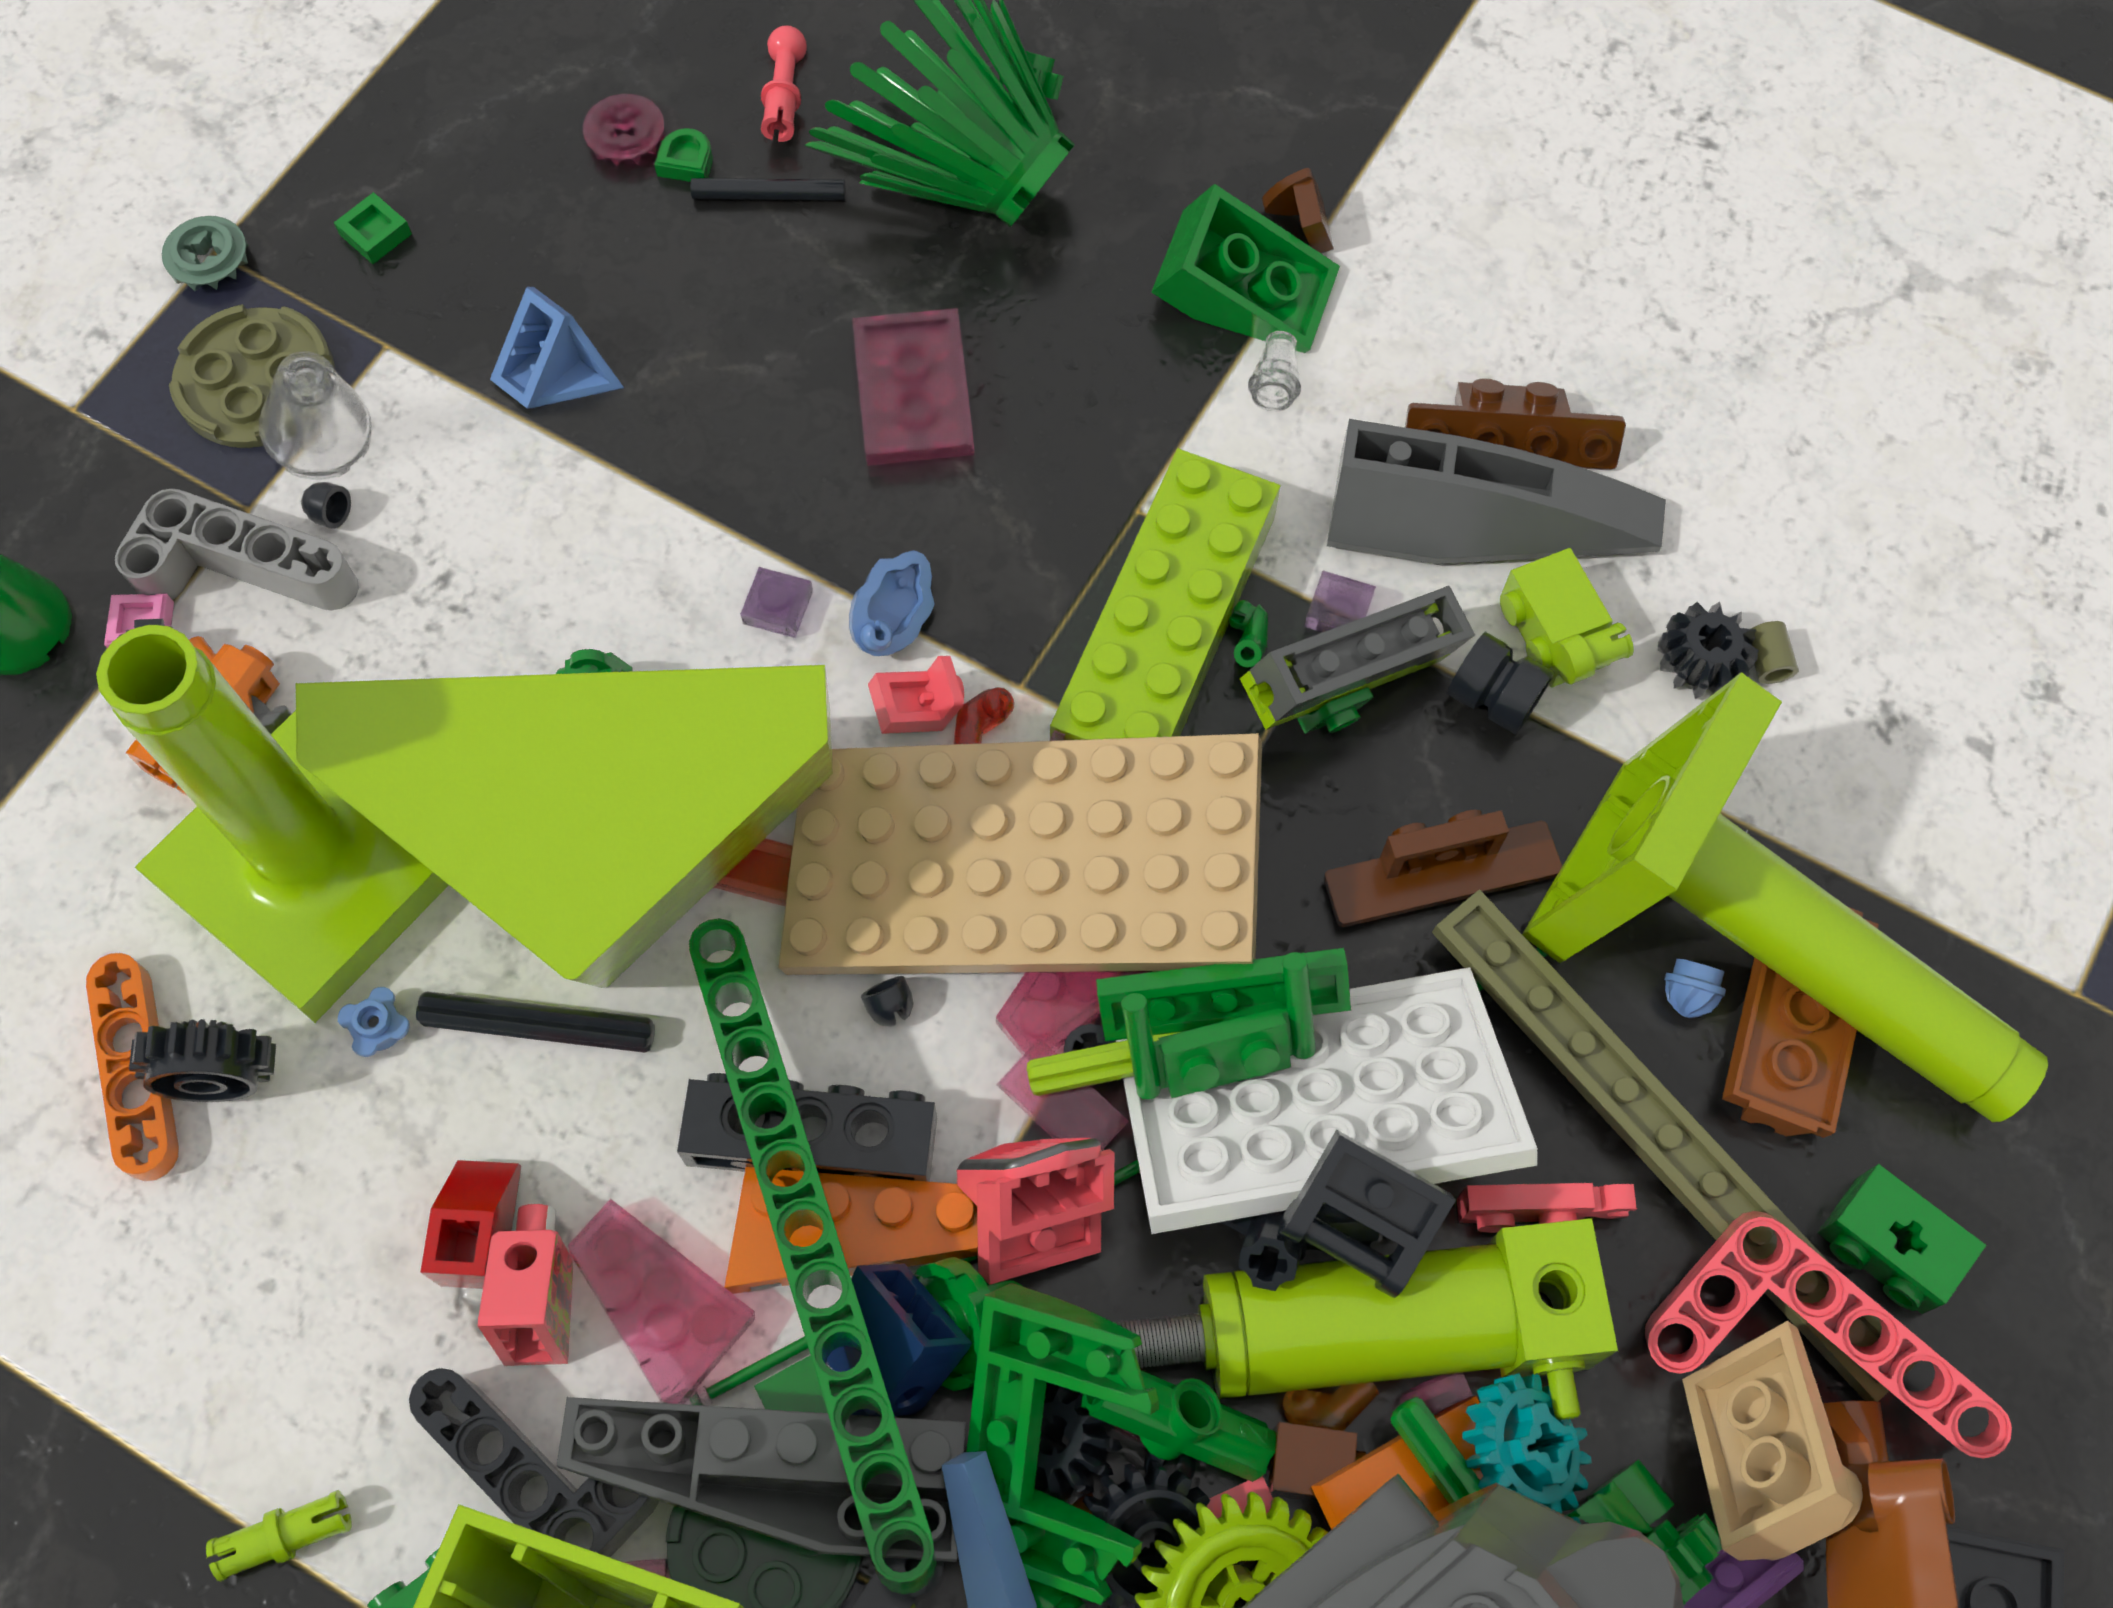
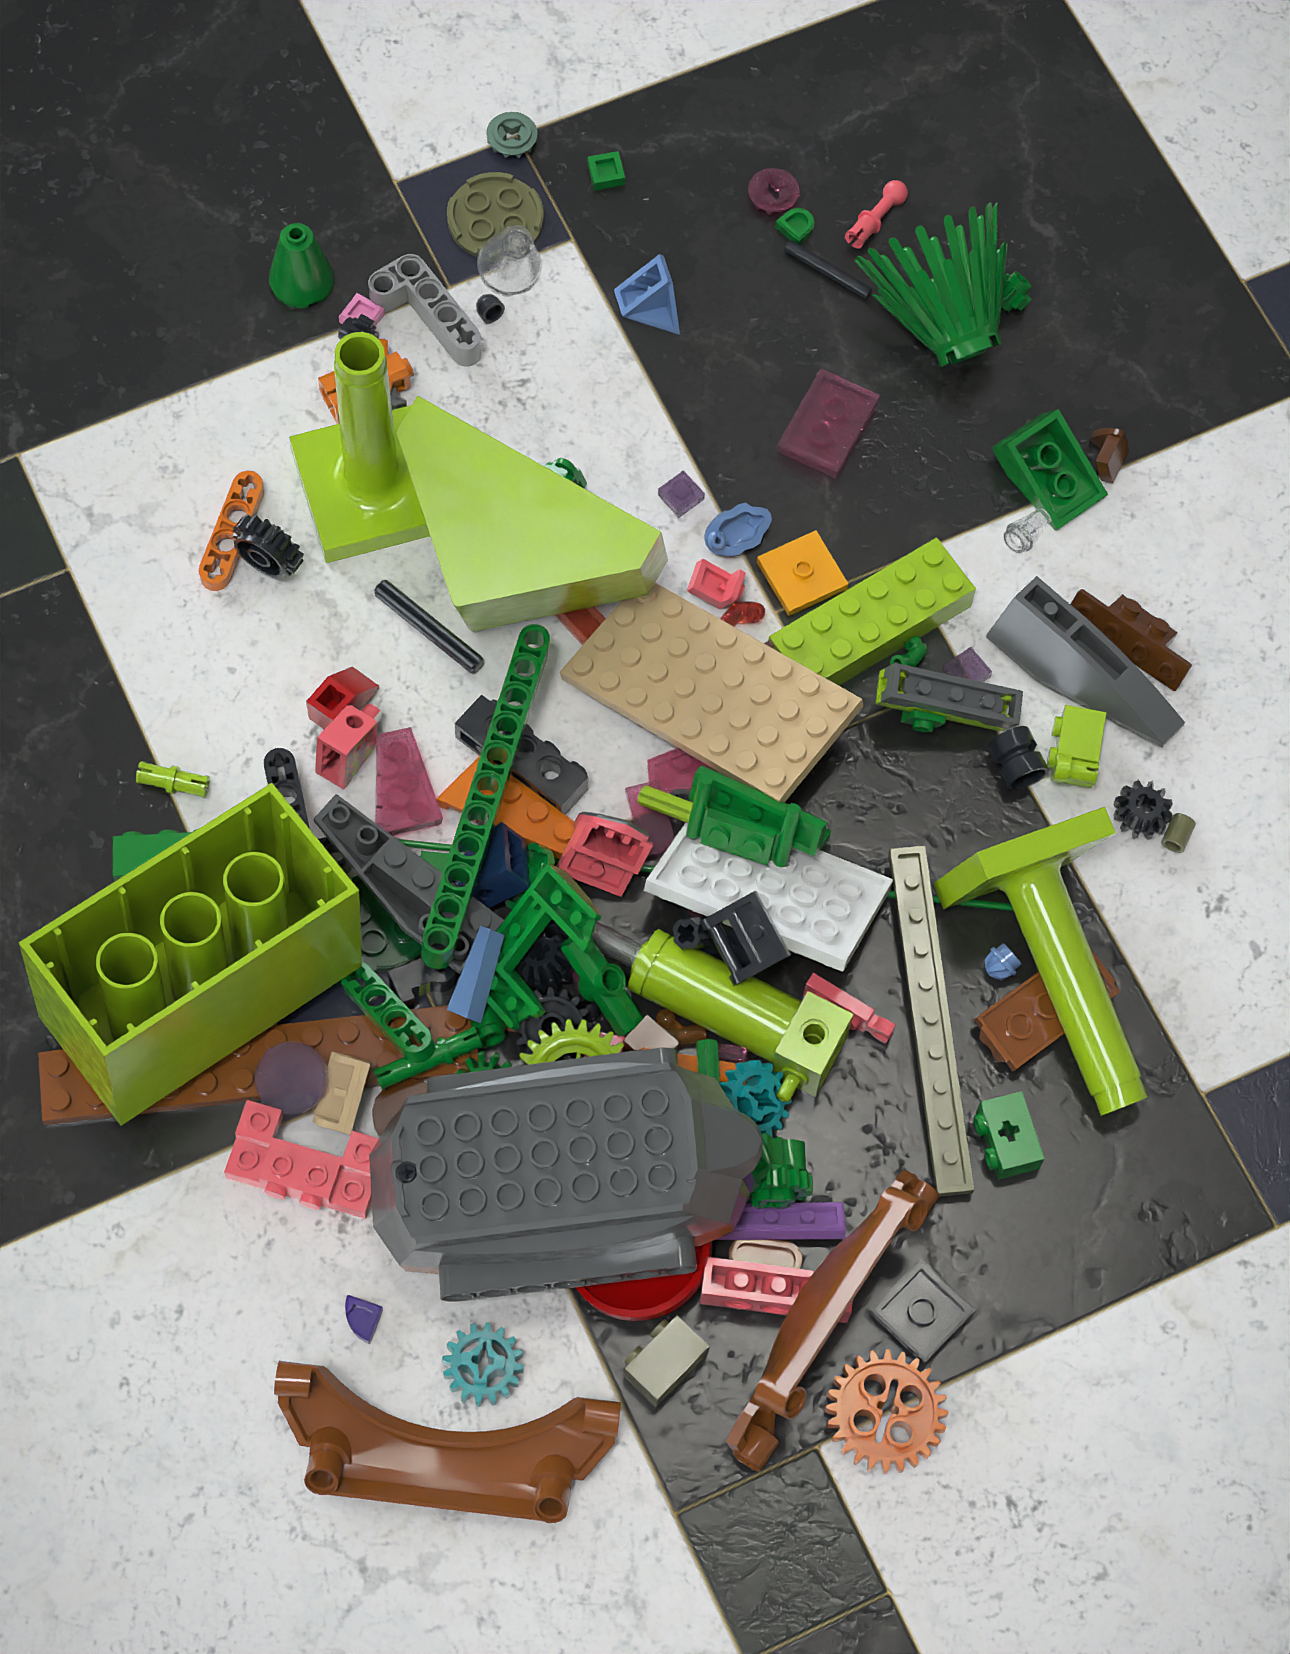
camera: 30 degrees right, 0 degrees up
(380, 1037) = (357, 587): medium blue plate -> none
(887, 998) = (601, 718): black hinge -> none
(1021, 610) = (802, 573): none -> light orange plate
(1442, 866) = (917, 823): reddish brown bracket -> none
(1769, 1449) = (858, 1164): tan slope -> none
(1832, 1316) = (938, 1136): coral beam -> none

